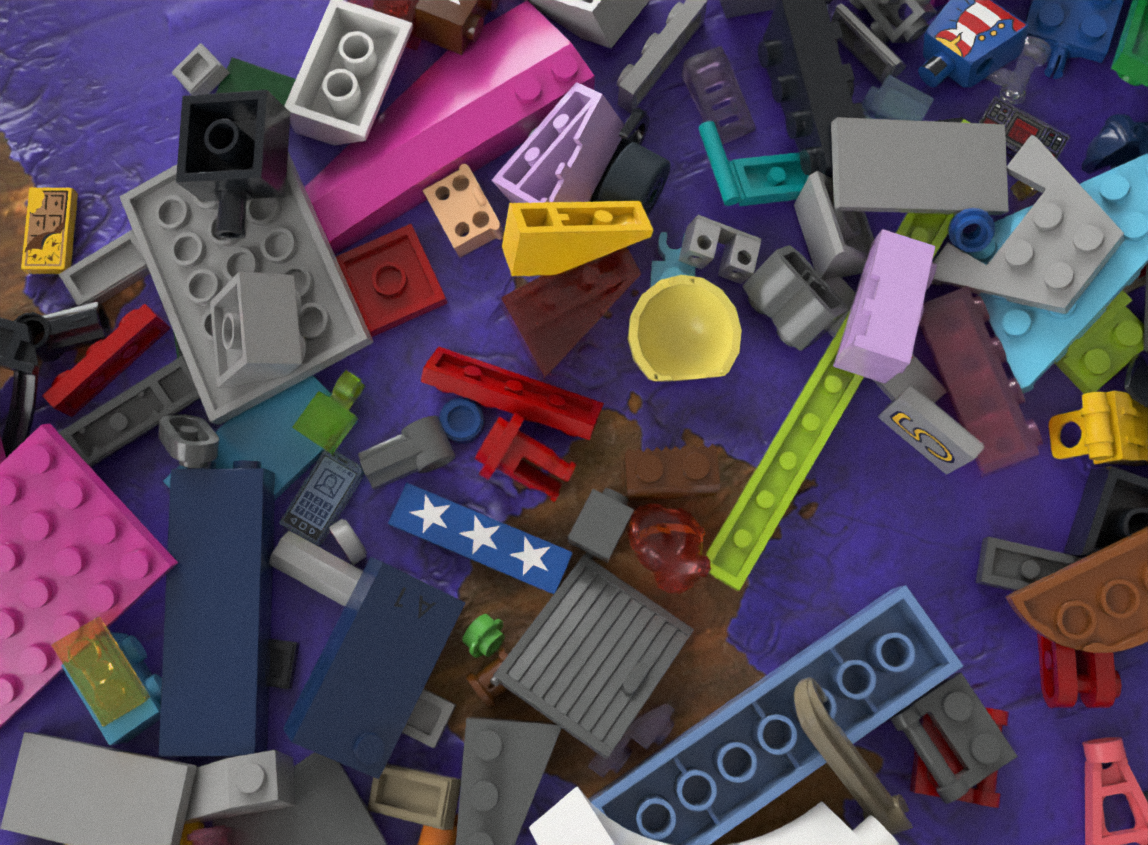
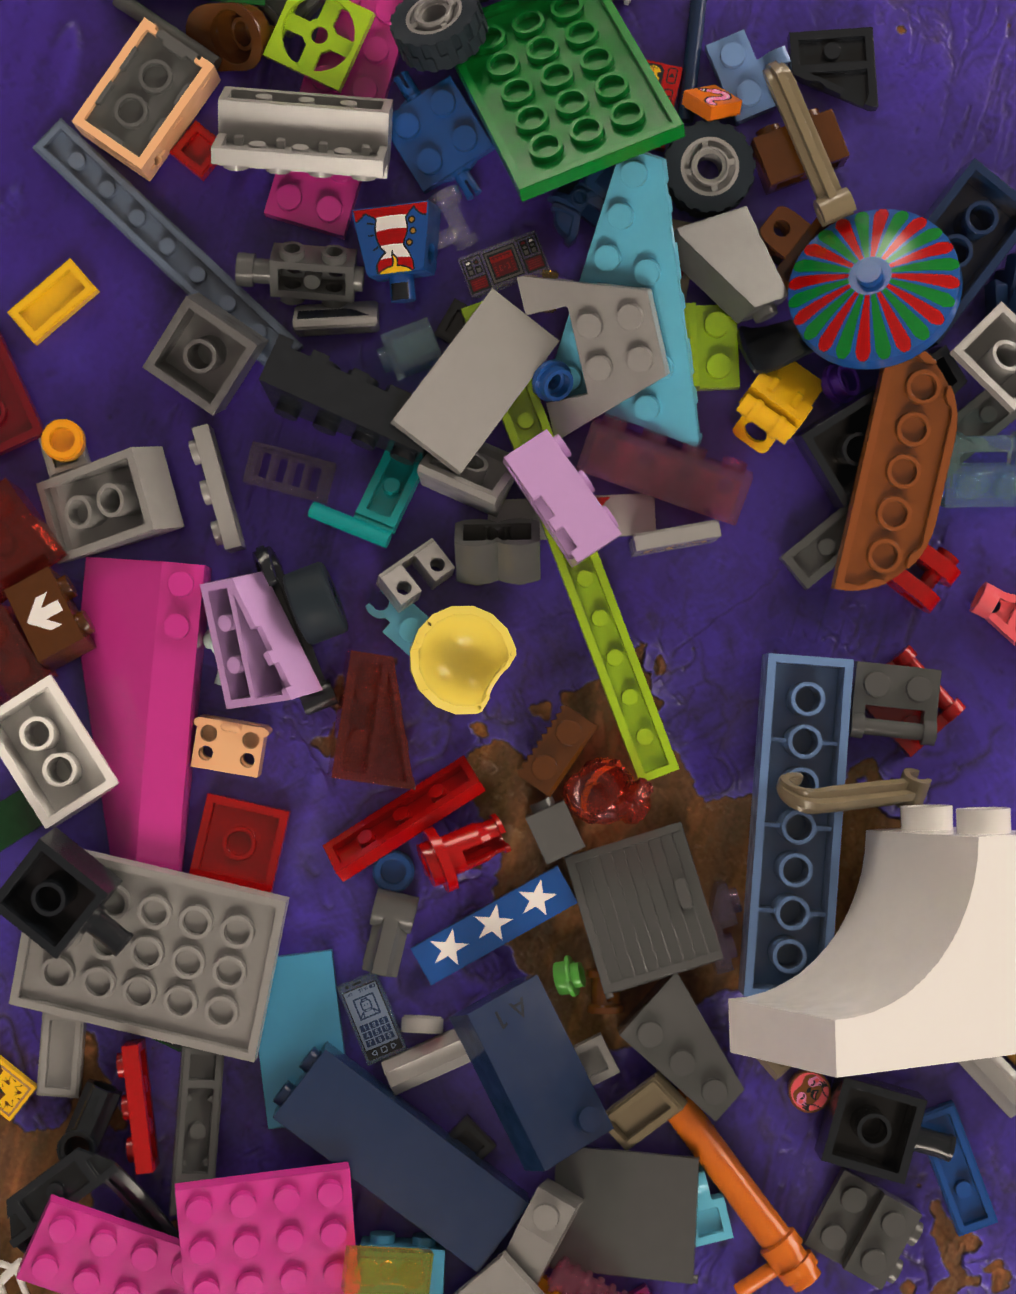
camera: 55 degrees left, 10 degrees up
(188, 439) = (255, 1088): dark grey plate -> none
(256, 329) = (216, 979): light grey slope -> none
(329, 419) = (318, 971): clear neon green plate -> none
(567, 234) = (326, 690): yellow slope -> none

